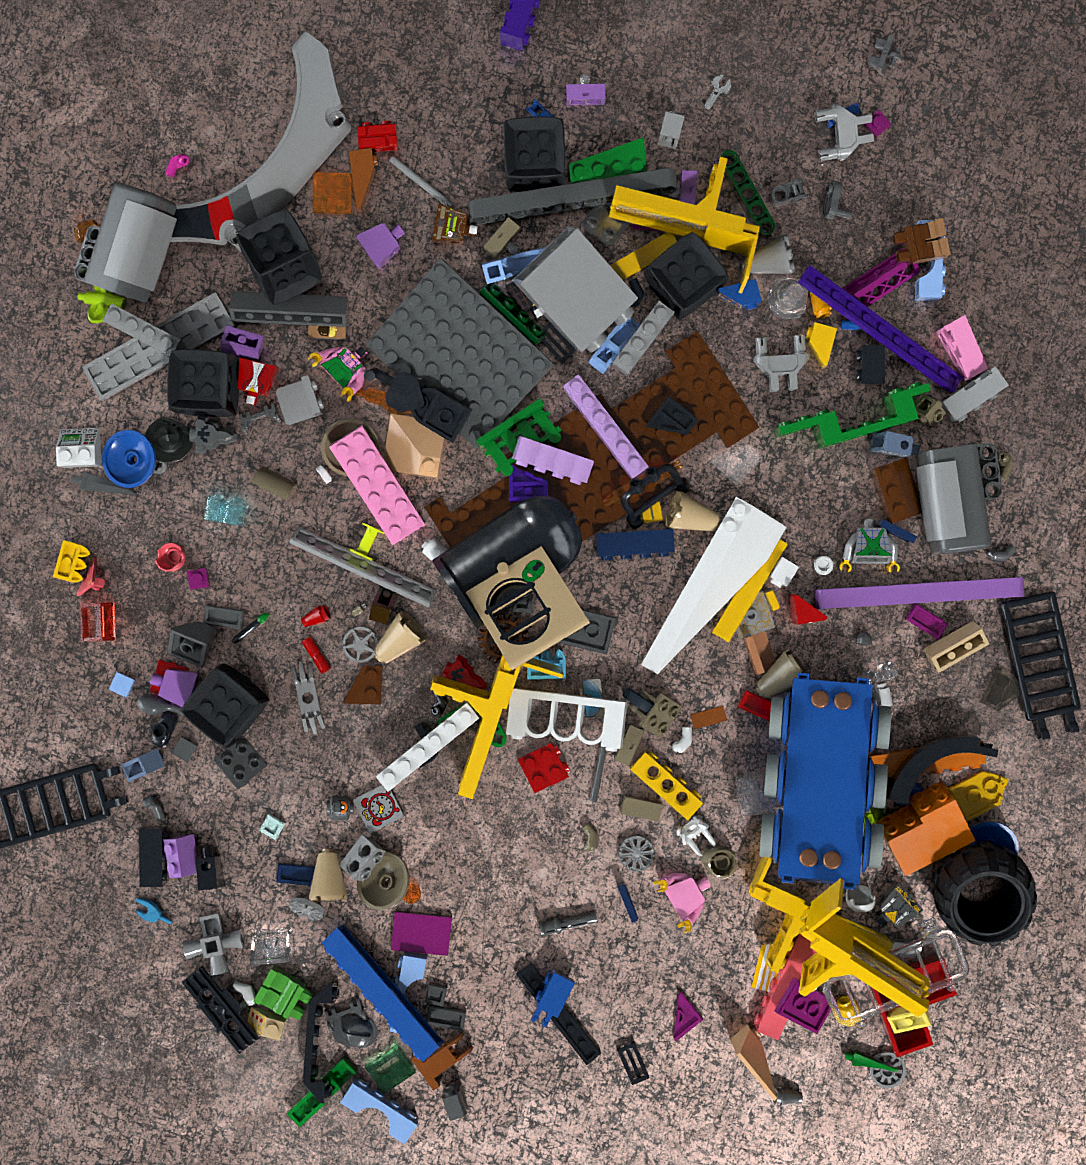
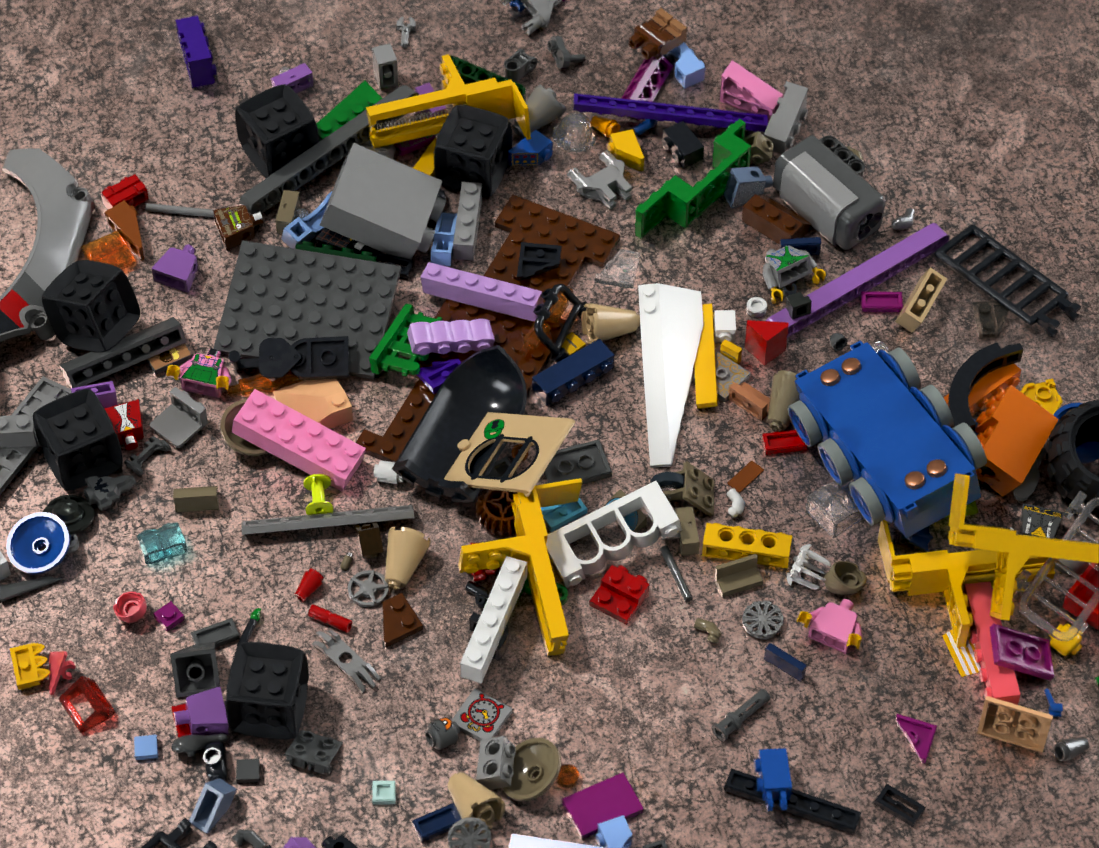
camera: 35 degrees left, 35 degrees down
(323, 474) = (239, 466): white tile -> none
(798, 1057) = (1054, 708): none -> blue hand
(850, 595) = (796, 303): none -> pearl dark grey piece

